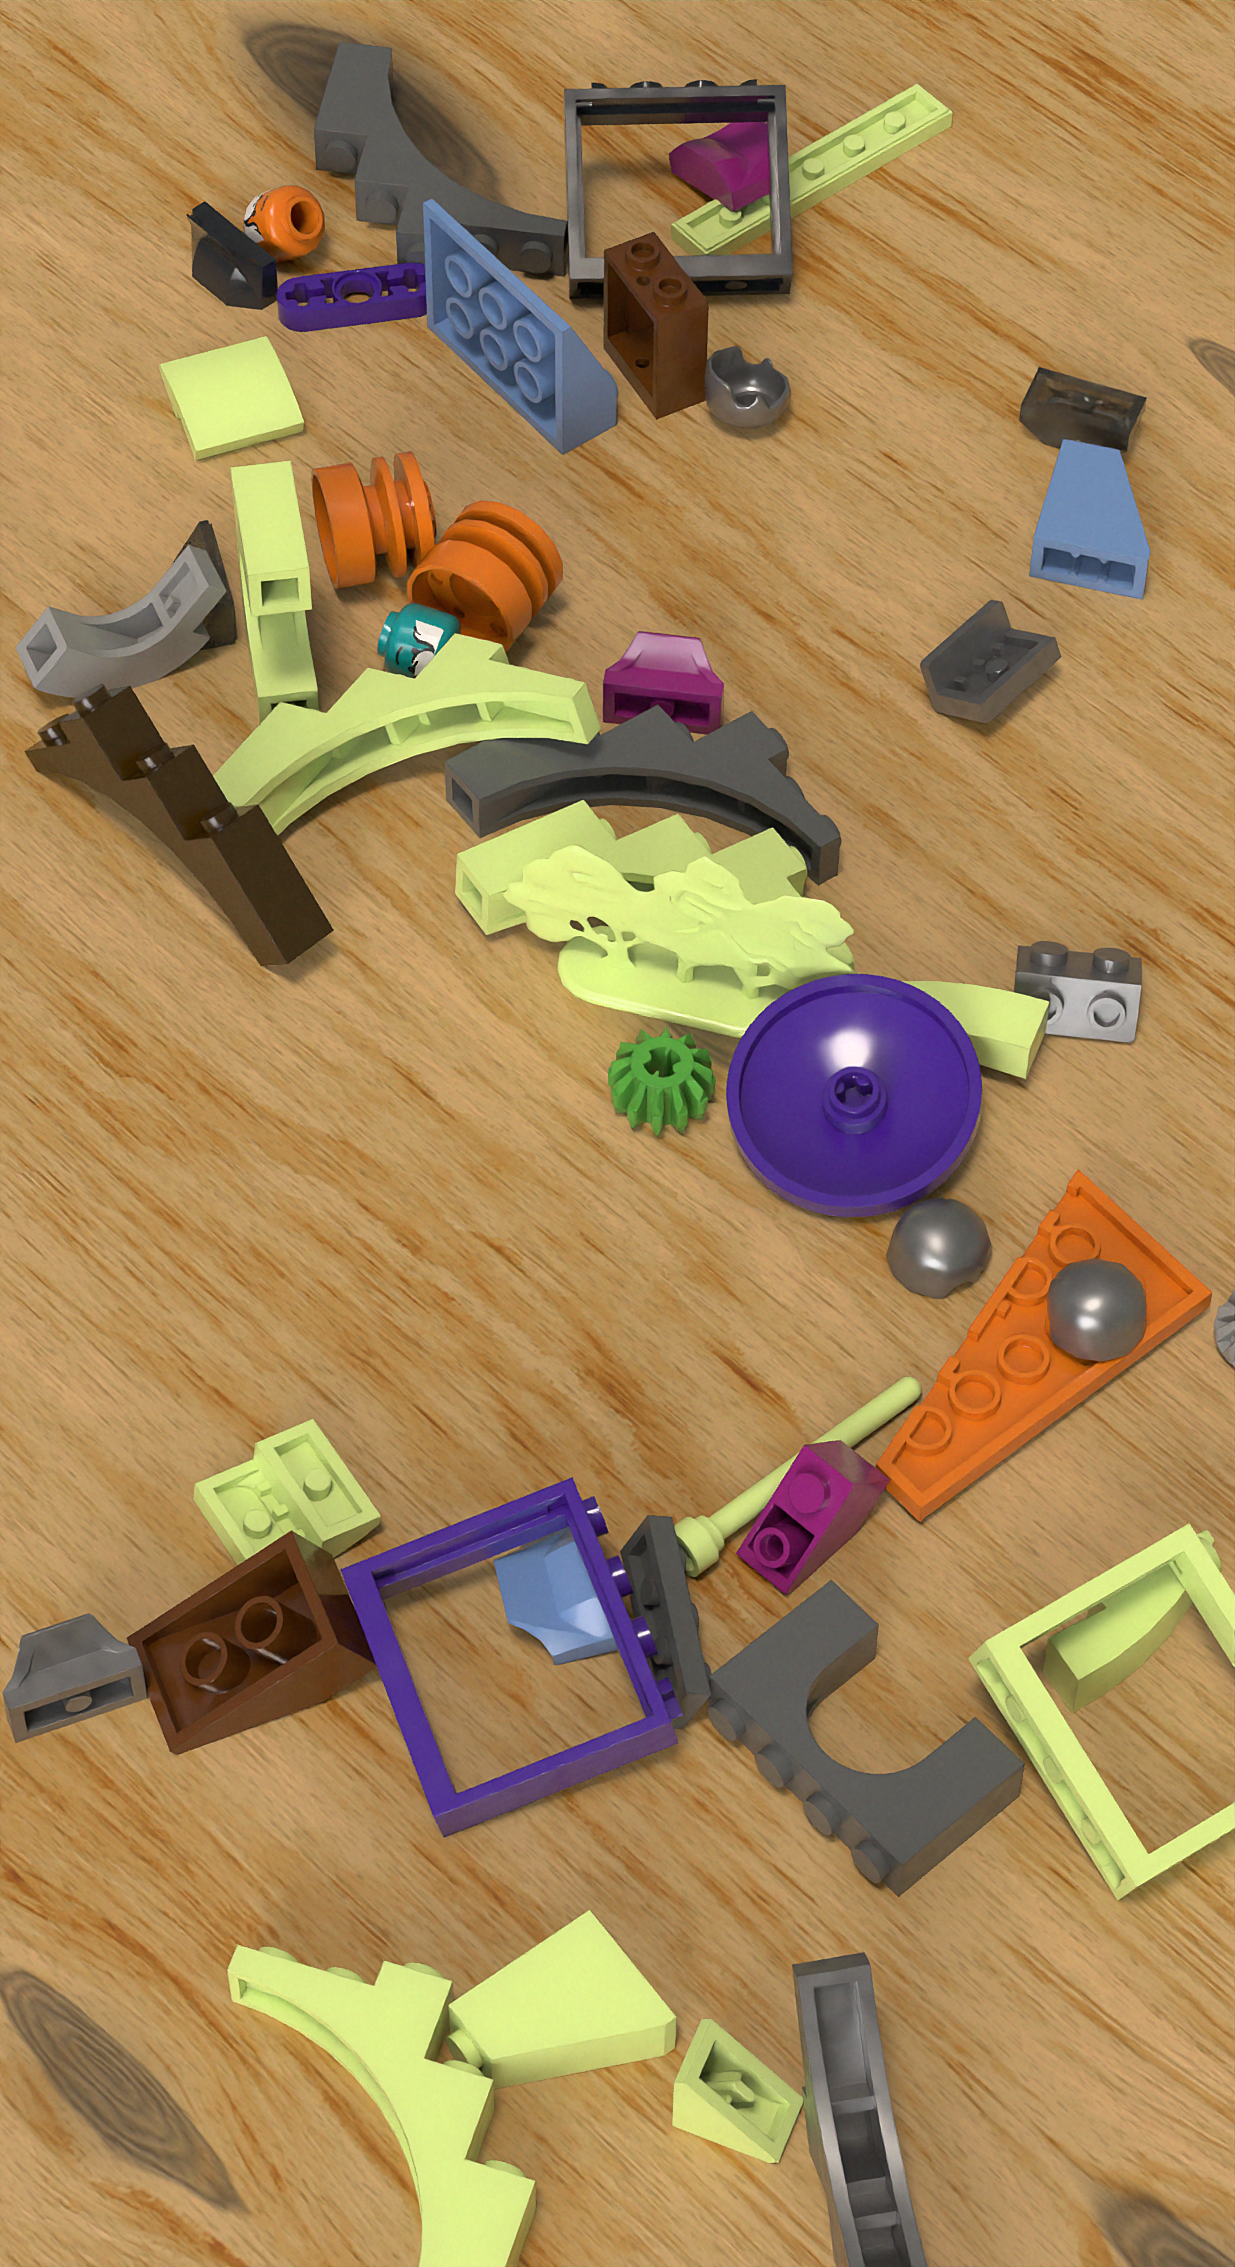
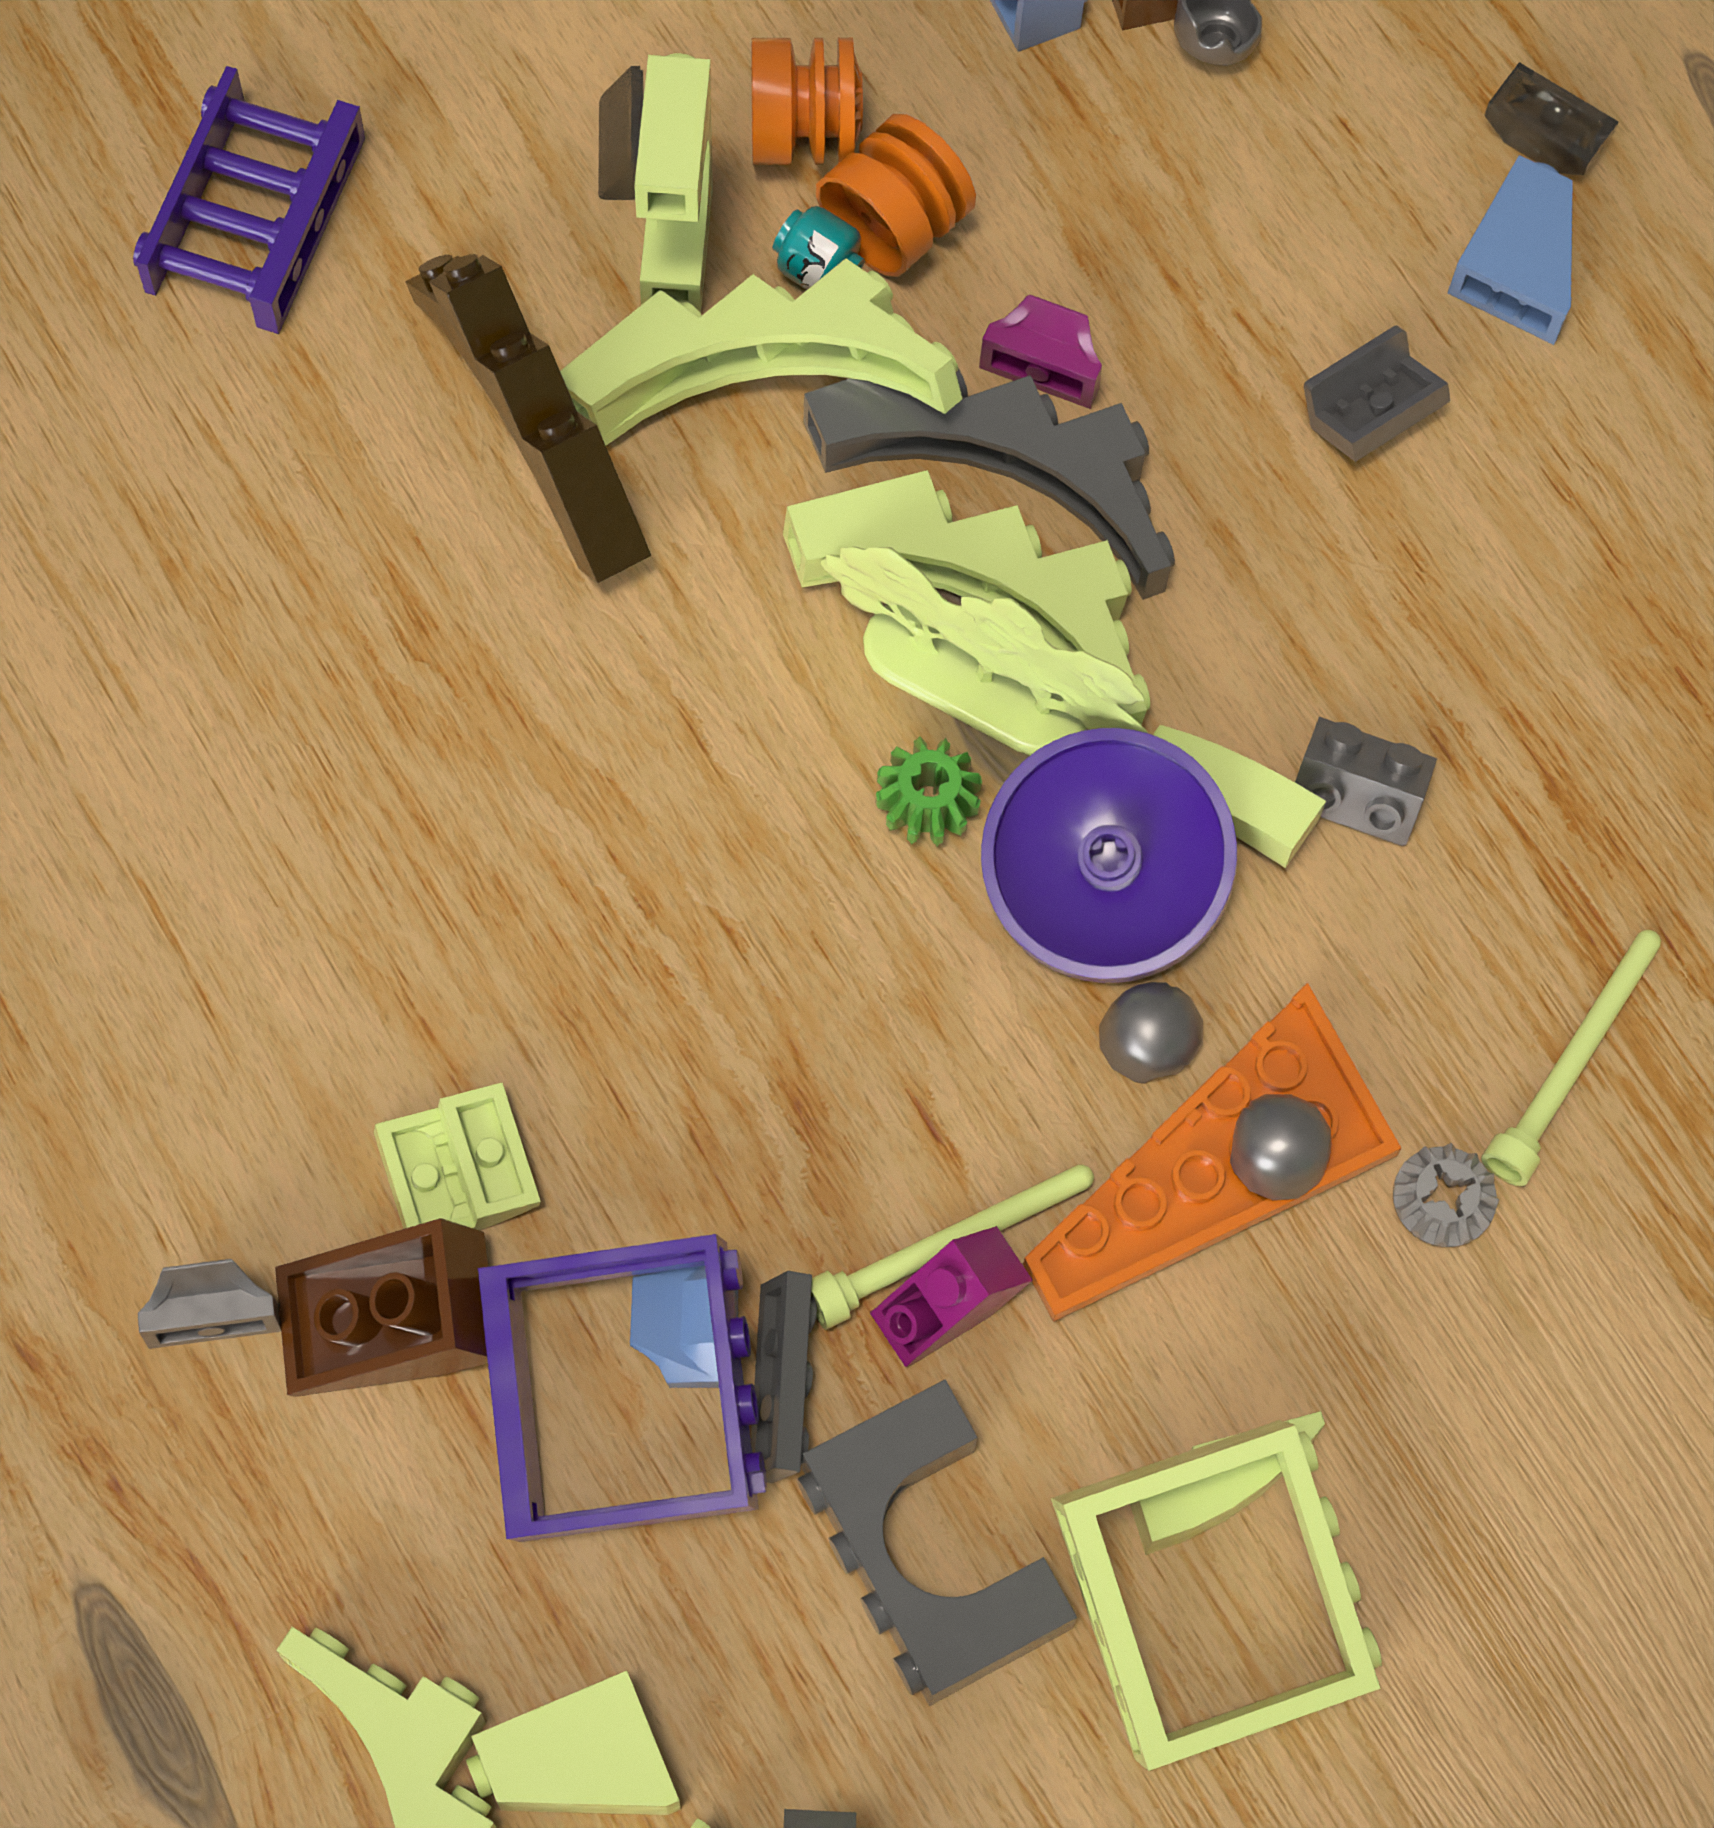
camera: 10 degrees right, 15 degrees up
(129, 647) = (527, 188): light grey arch -> none

